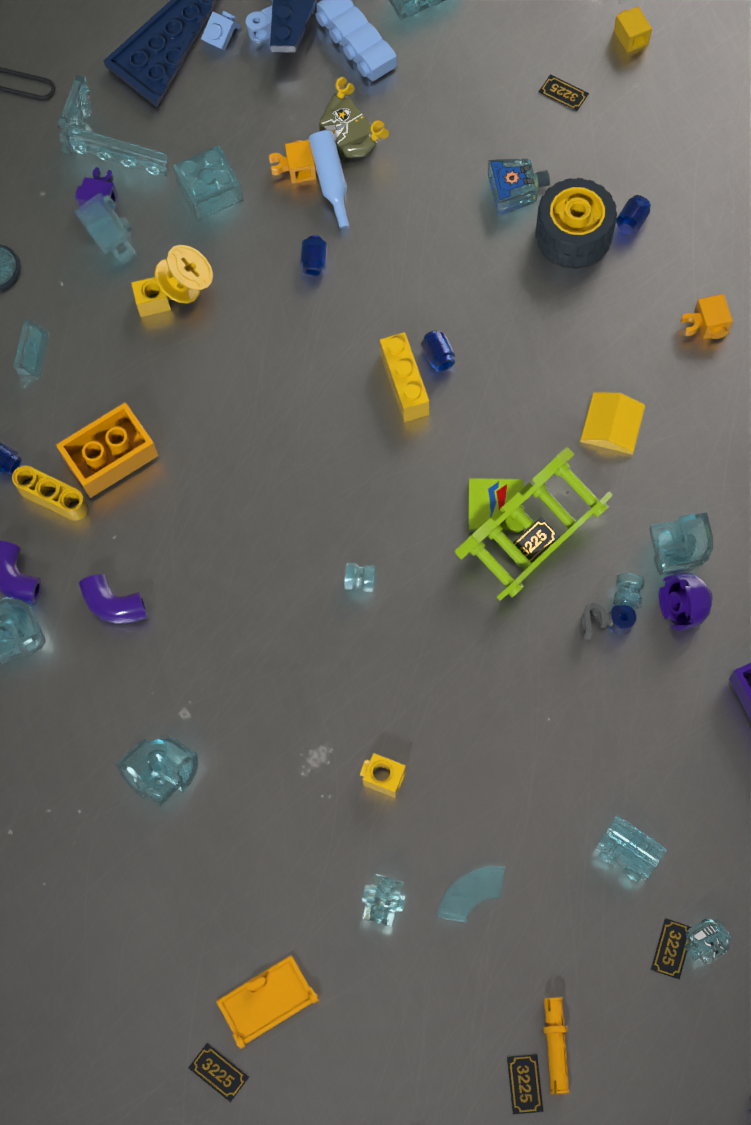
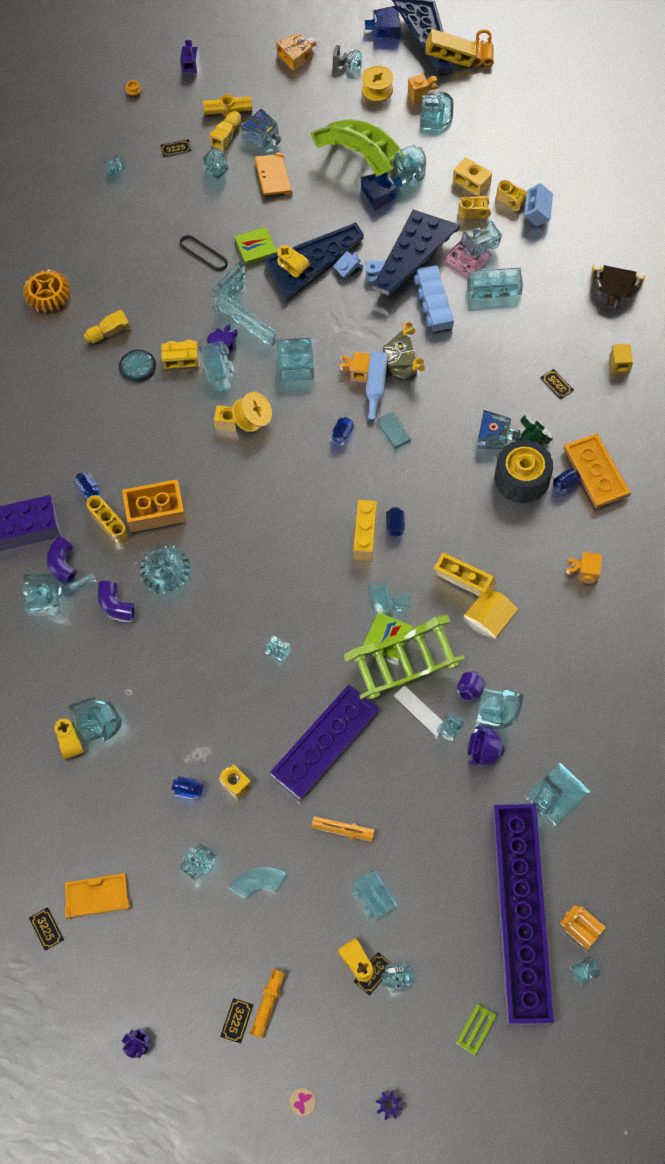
camera: 20 degrees right, 5 degrees down
(31, 350) = (136, 425): clear light blue slope -> none
(42, 604) = (70, 588): none -> clear light blue bar
(48, 232) = (180, 354): none -> yellow brick
(82, 47) = (255, 245): none -> lime tile
(136, 812) = (68, 741): none -> yellow piece
(147, 52) = (292, 260): none -> yellow piece
(184, 520) = (151, 567): none -> clear light blue gear
(323, 808) = (187, 787): none -> clear blue brick
(380, 230) = (394, 430): none -> clear light blue tile
(472, 463) = (383, 602): none -> clear light blue brick
(475, 676) = (324, 742): none -> dark purple plate
(536, 539) = (403, 668): black sticker -> none
(562, 387) = (465, 575): none -> yellow brick
(566, 164) = (534, 430): none -> dark green plant
(577, 585) = (418, 709): none -> white sticker
(585, 772) = (367, 834): none -> light orange pin
(620, 619) = (437, 741): leg -> none
(631, 528) = (470, 686): none -> dark purple head
(639, 938) = (354, 958): none -> yellow piece
(667, 186) = (596, 470): none -> light orange plate

